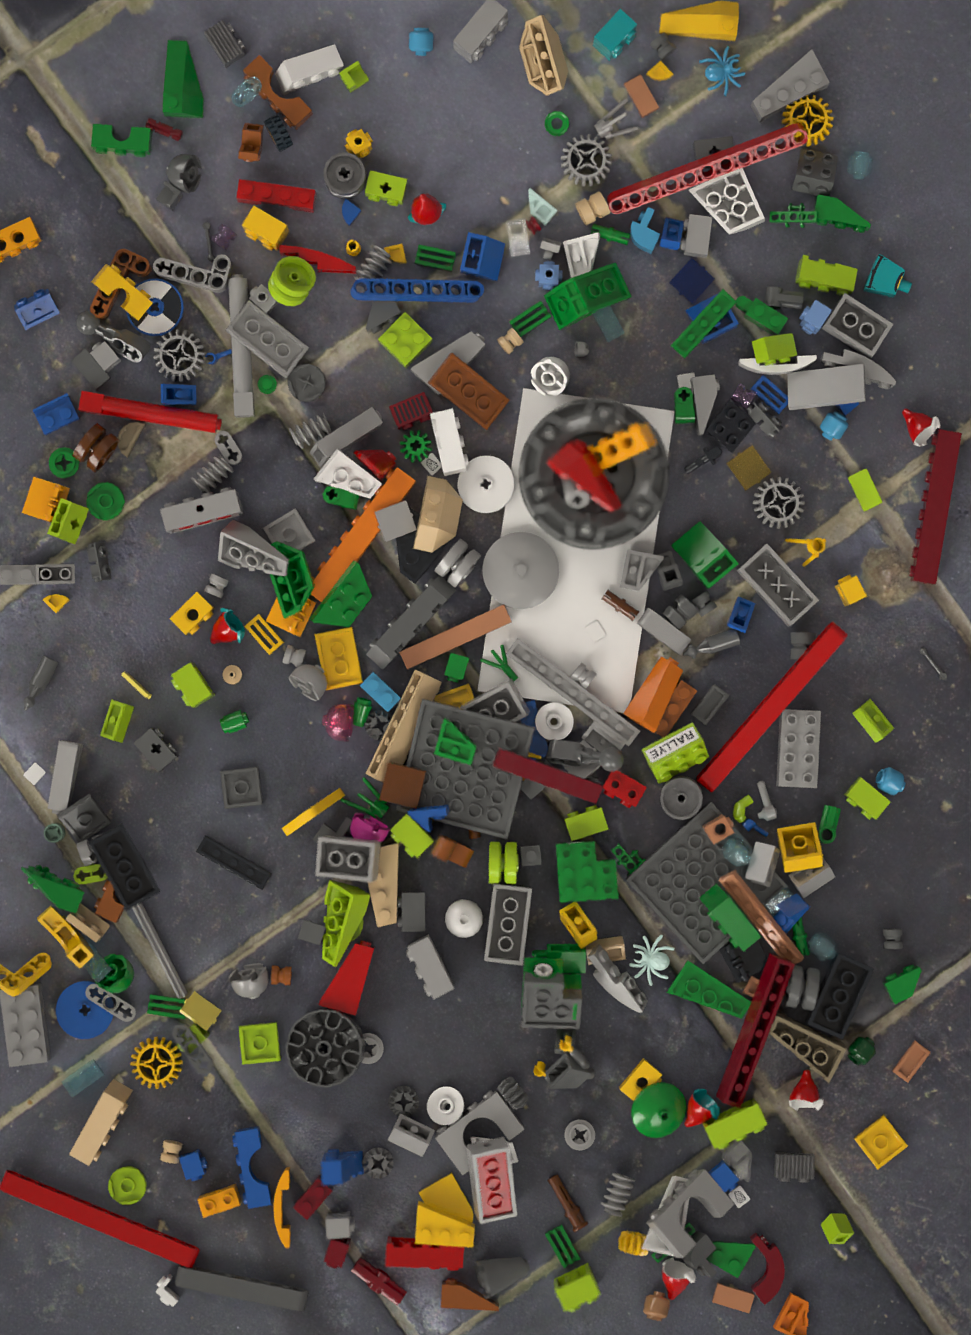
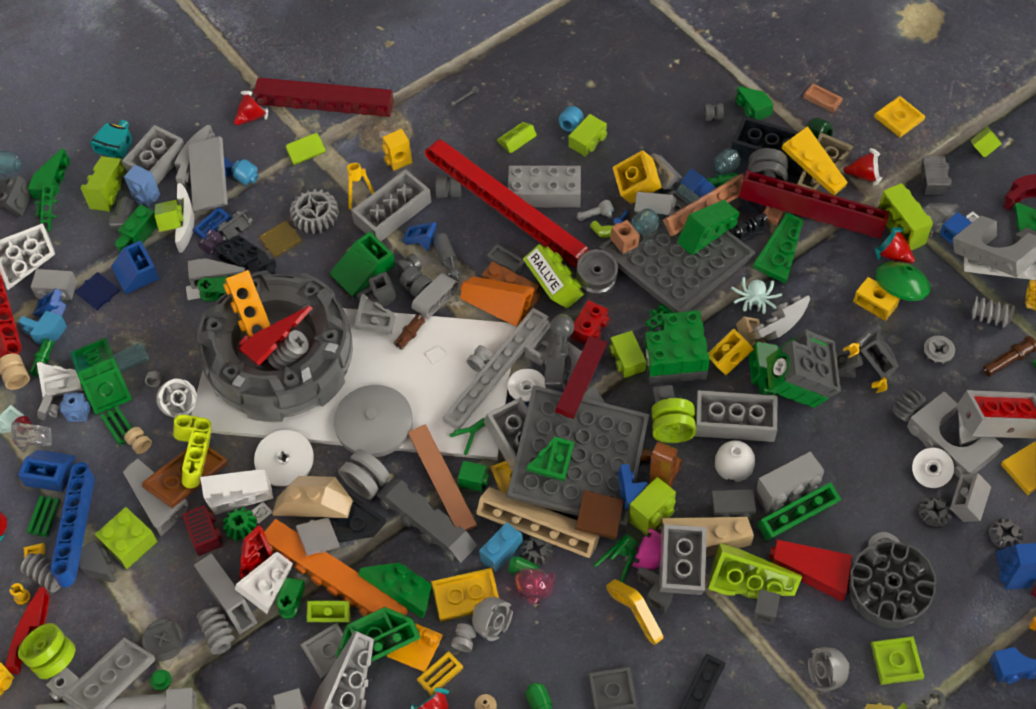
camera: 85 degrees left, 30 degrees down
(281, 975) = (818, 636): dark orange wheel -> none
(322, 533) = (328, 611): none -> lime slope
(402, 972) = (798, 512): none -> green brick
(488, 397) = (198, 434): none -> neon yellow beam
(703, 323) = (137, 266): green tile -> none
(808, 1036) = (813, 158): none -> yellow wing
(828, 822) = (607, 161): green piece -> none

